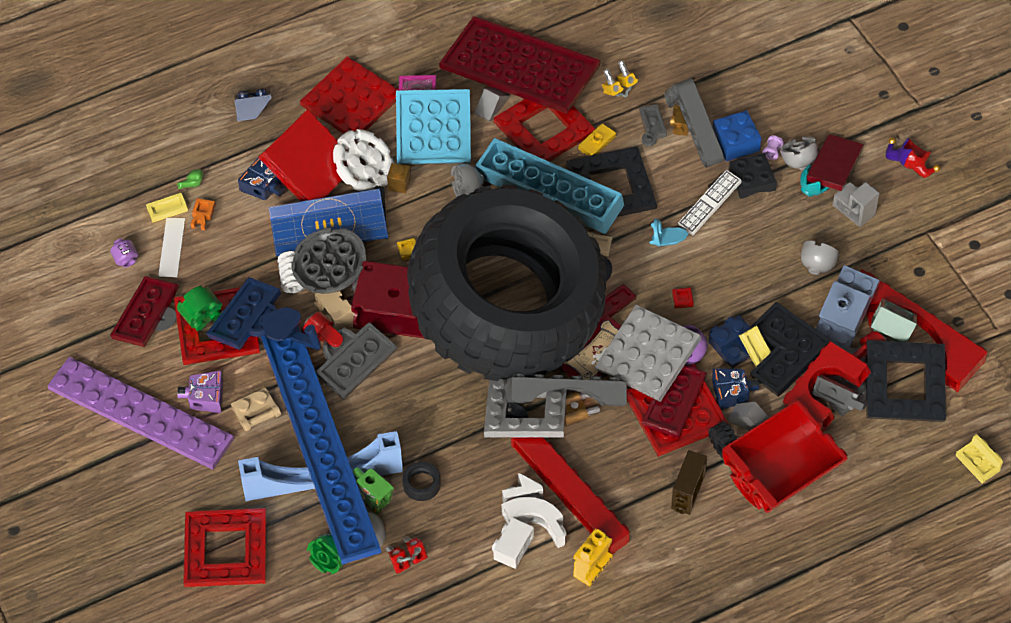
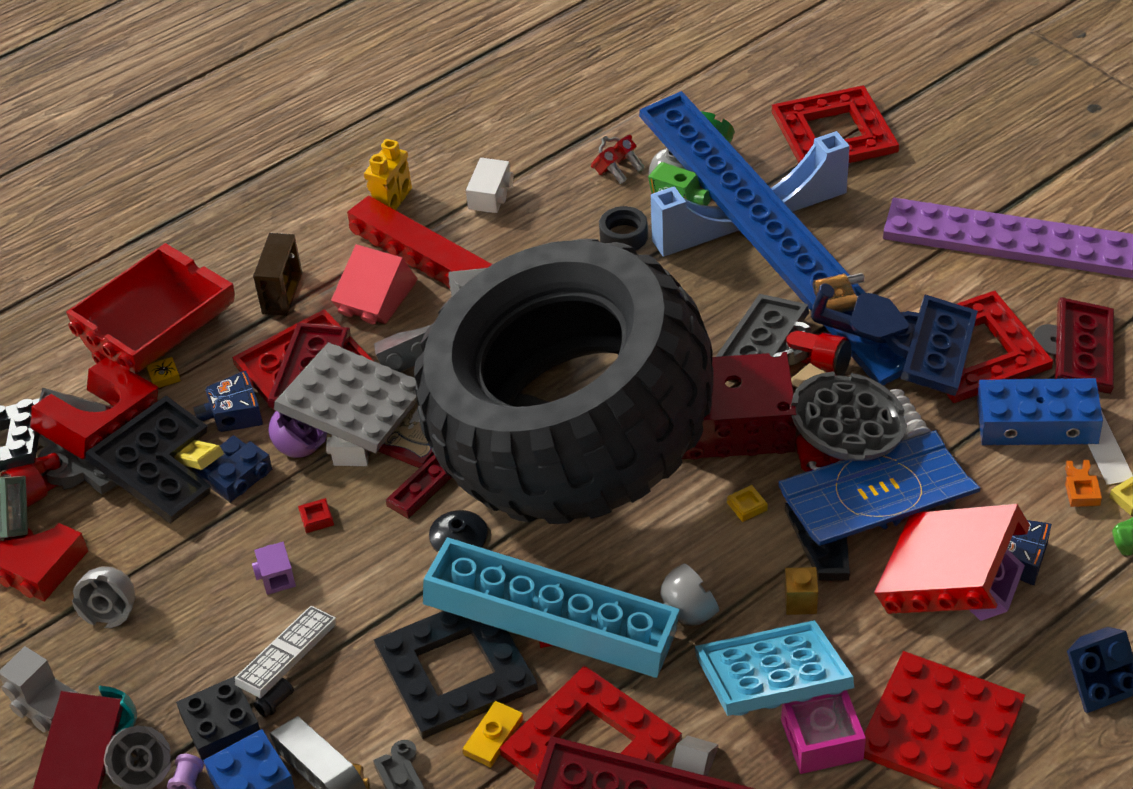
camera: 170 degrees right, 10 degrees down
(200, 307) = (1002, 326): green brick -> none
(204, 392) = (946, 265): medium lavender torso -> none
(218, 268) = (1039, 411): none -> blue piece
(252, 405) = (879, 270): tan plate -> none
(295, 364) = (844, 297): none -> clear orange piece
(371, 155) = (888, 576): white plate -> none
(526, 488) = (490, 239): white slope -> none
(536, 511) = (472, 224): white arch -> none
(617, 464) = (373, 285): none -> coral slope
(667, 236) = (349, 591): medium azure piece -> none
(712, 259) = (273, 568): none -> medium lavender brick
(721, 436) = (235, 328): black tyre -> none
(747, 415) = (201, 374): light grey slope -> none
(846, 306) = (60, 509): sand blue brick -> none

